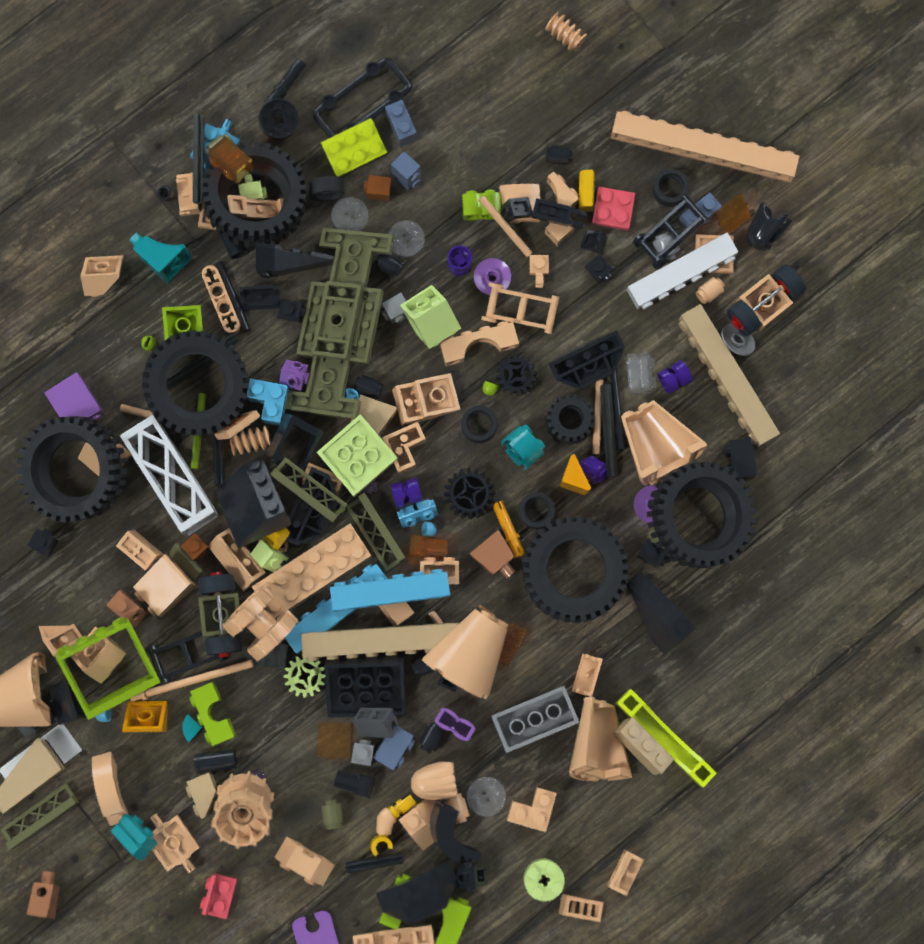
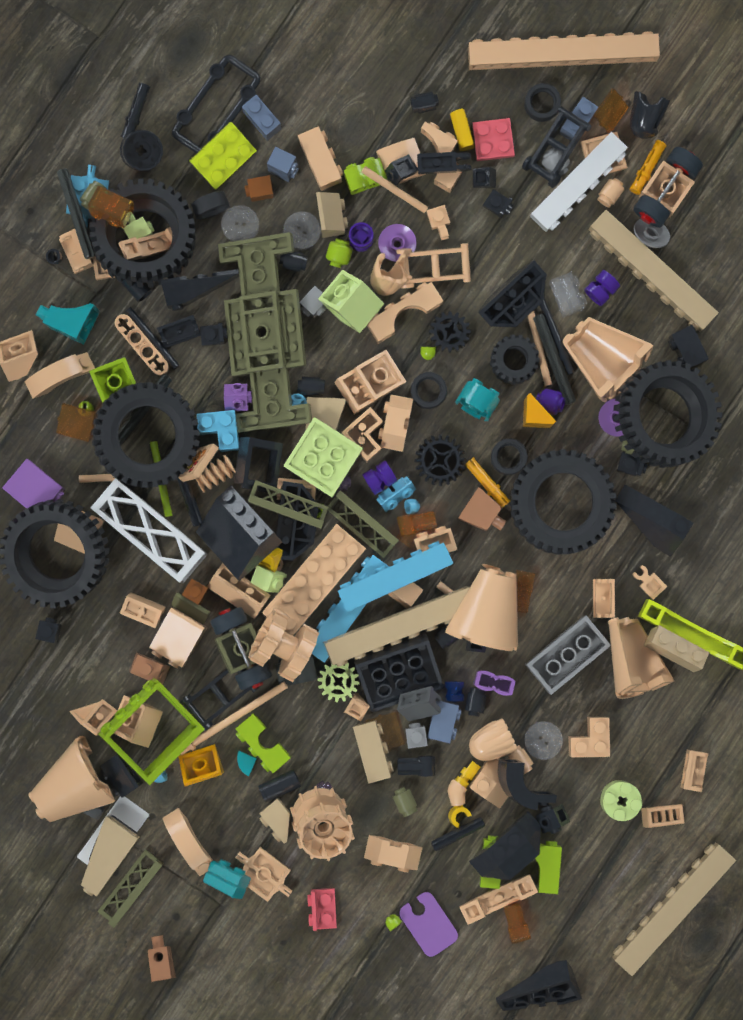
camera: 20 degrees left, 5 degrees up
(134, 300) = (58, 373): none -> light nougat arch
(134, 352) = (75, 422): none -> clear orange piece
(283, 930) = (393, 921): none -> lime hinge
(315, 707) = (357, 707): none -> light nougat slope
(317, 755) = (373, 751): none -> tan brick
(414, 721) = (454, 691): none -> clear blue wheel
(434, 269) = (339, 252): none -> lime head
(437, 231) = (330, 214): none -> tan slope
(438, 445) = (396, 422): none -> light nougat brick
(444, 177) = (320, 158): none -> light nougat brick
(473, 311) = (389, 282): none -> light nougat hair
(637, 676) = (651, 584): none -> light nougat plate
(748, 281) = (644, 173): none -> light orange pin

